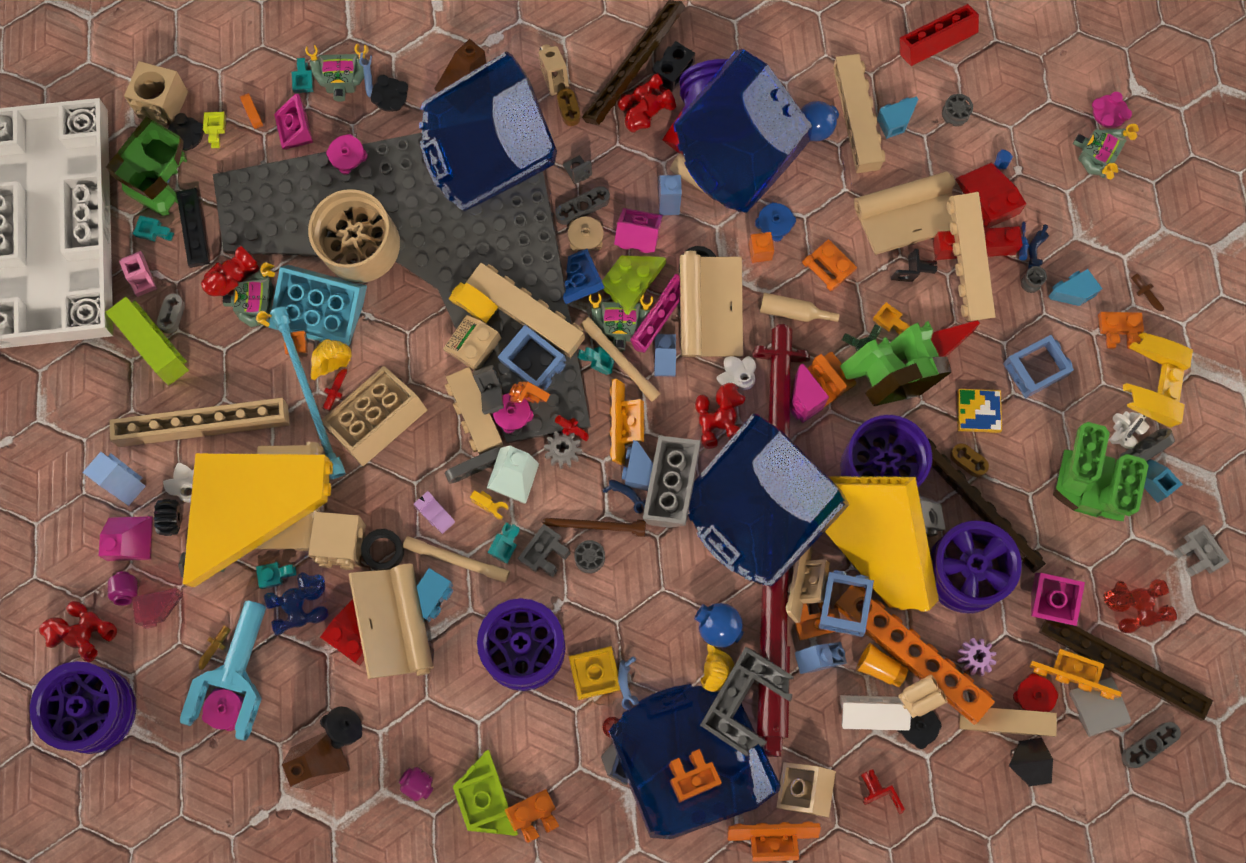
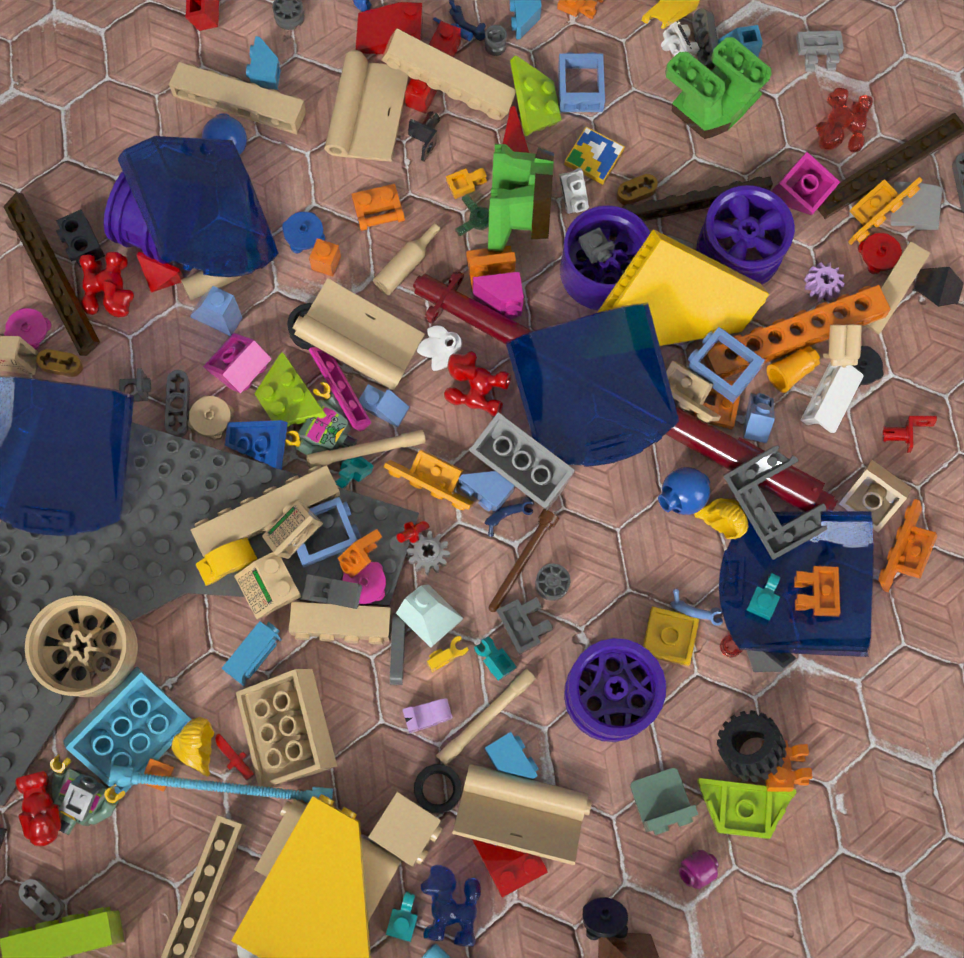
camera: 65 degrees left, 0 degrees up
(251, 296) = (80, 796): none -> bracket
(418, 360) = (252, 652): none -> dark azure window
(456, 729) = (662, 801): none -> sand green bracket
(516, 332) = (291, 529): none -> tan slope
(532, 794) = (756, 764): none -> black tyre
(583, 70) = (28, 325): none -> dark pink piece
(661, 734) = (763, 600): none -> teal plate
(887, 446) = (596, 246): none -> dark grey bracket
(933, 409) = (574, 191): none -> white hips
(999, 336) = (535, 97): none -> lime wing

